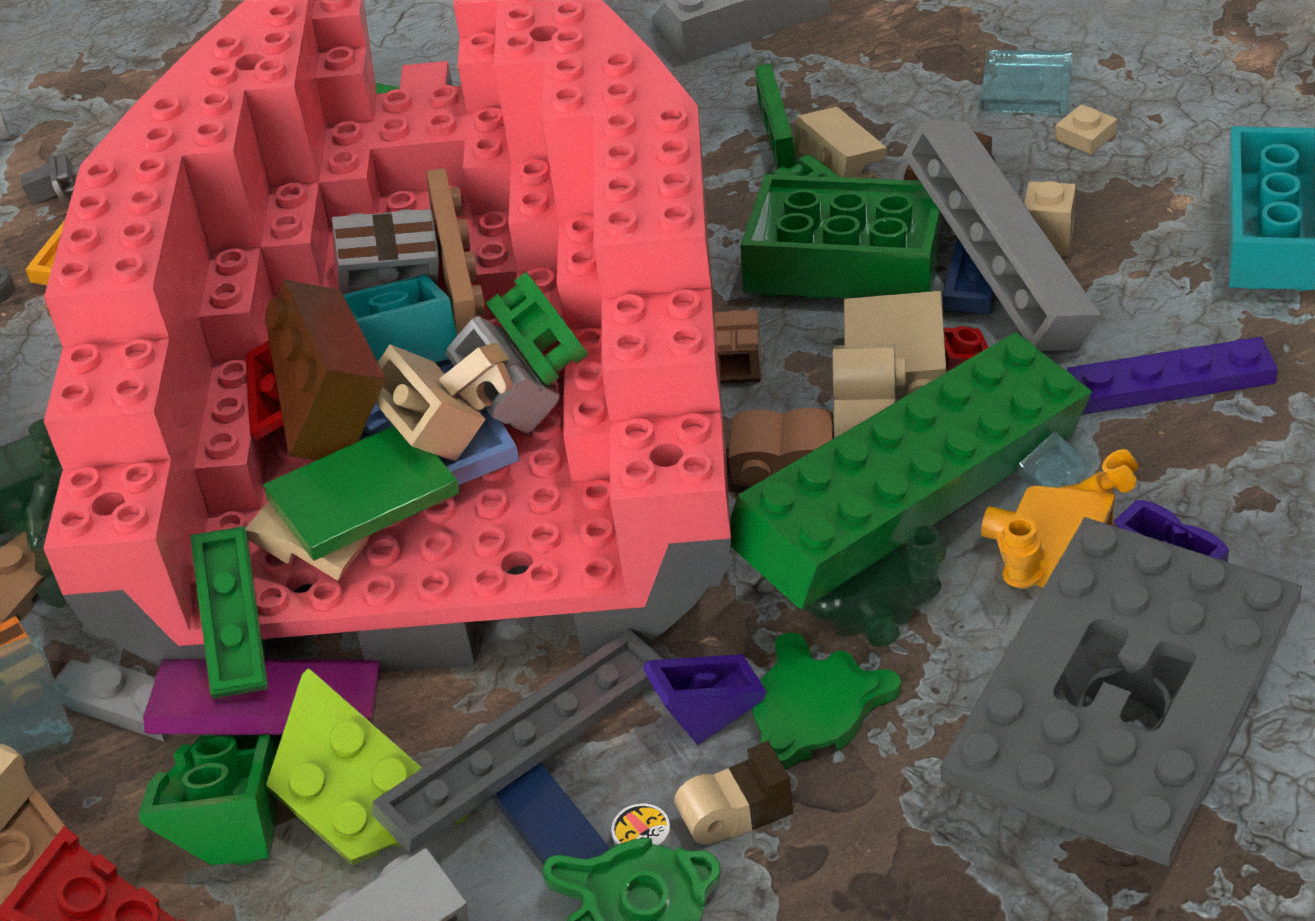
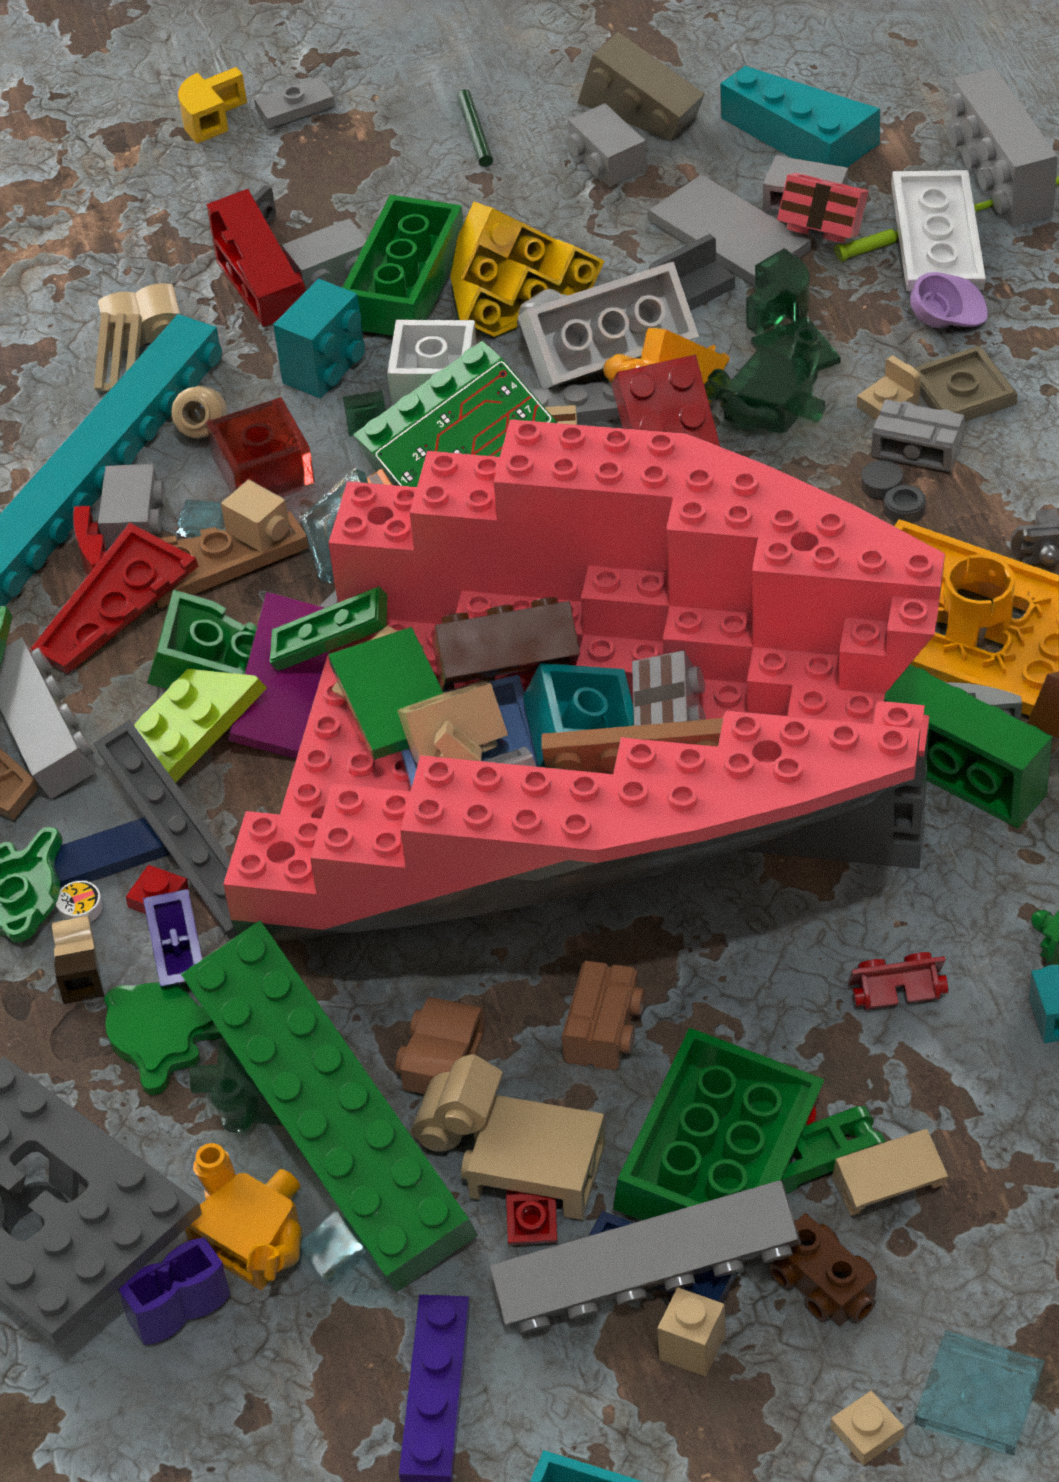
camera: 100 degrees right, 5 degrees up
(610, 759) = (152, 883): none -> red plate
(774, 116) = (966, 1125): green tile -> none

